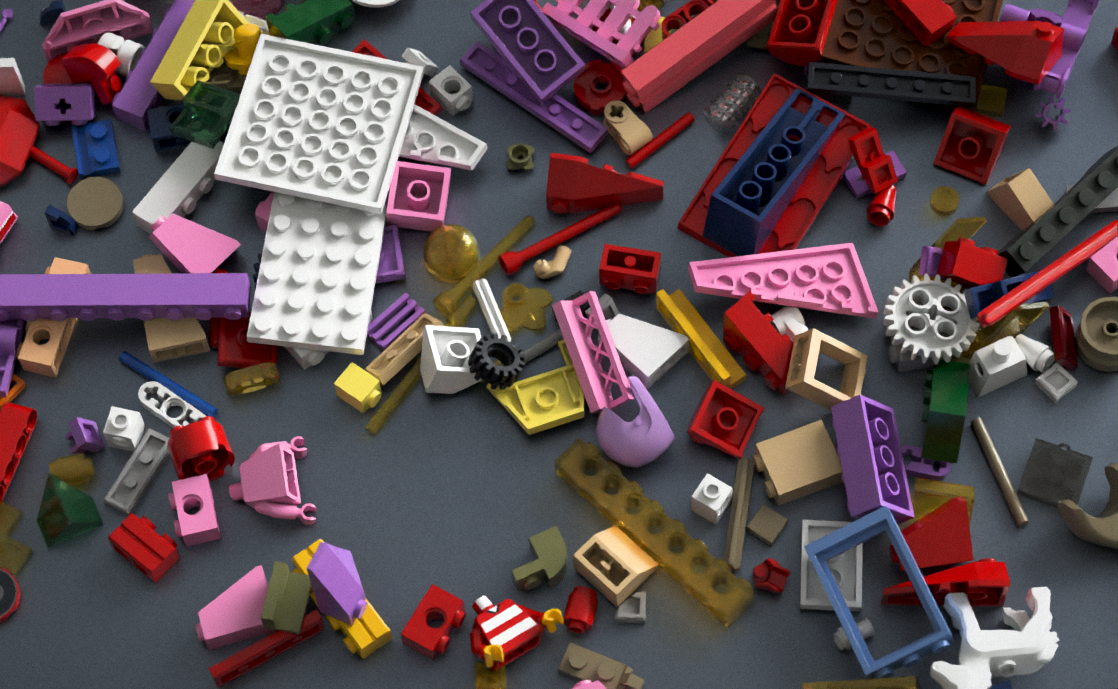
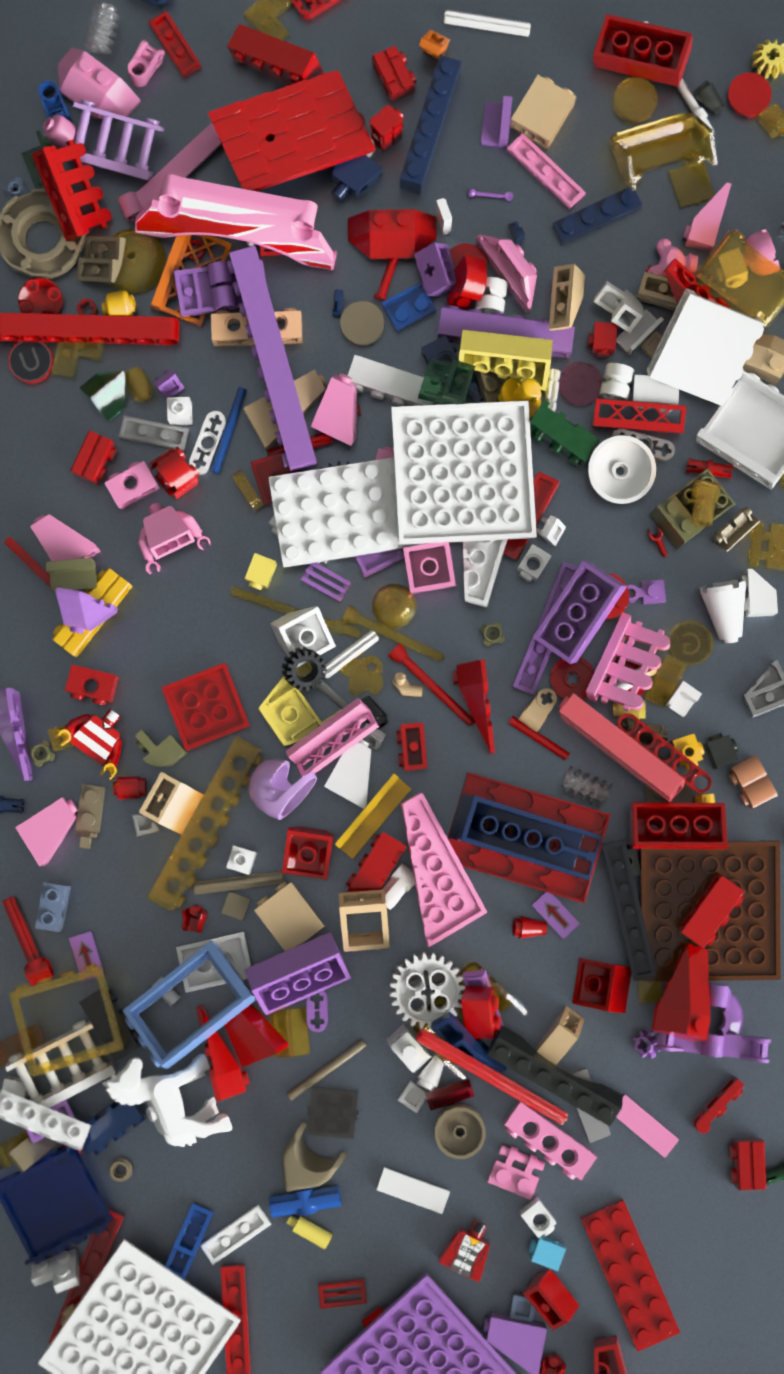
camera: 70 degrees right, 20 degrees up
(401, 350) = (302, 594): tan tile -> none
(505, 495) = (205, 706): none -> red plate
(872, 162) = (557, 911): red slope -> none
(944, 200) = (548, 974): clear yellow tile -> none
(944, 410) = (359, 1018): dark green wedge -> none

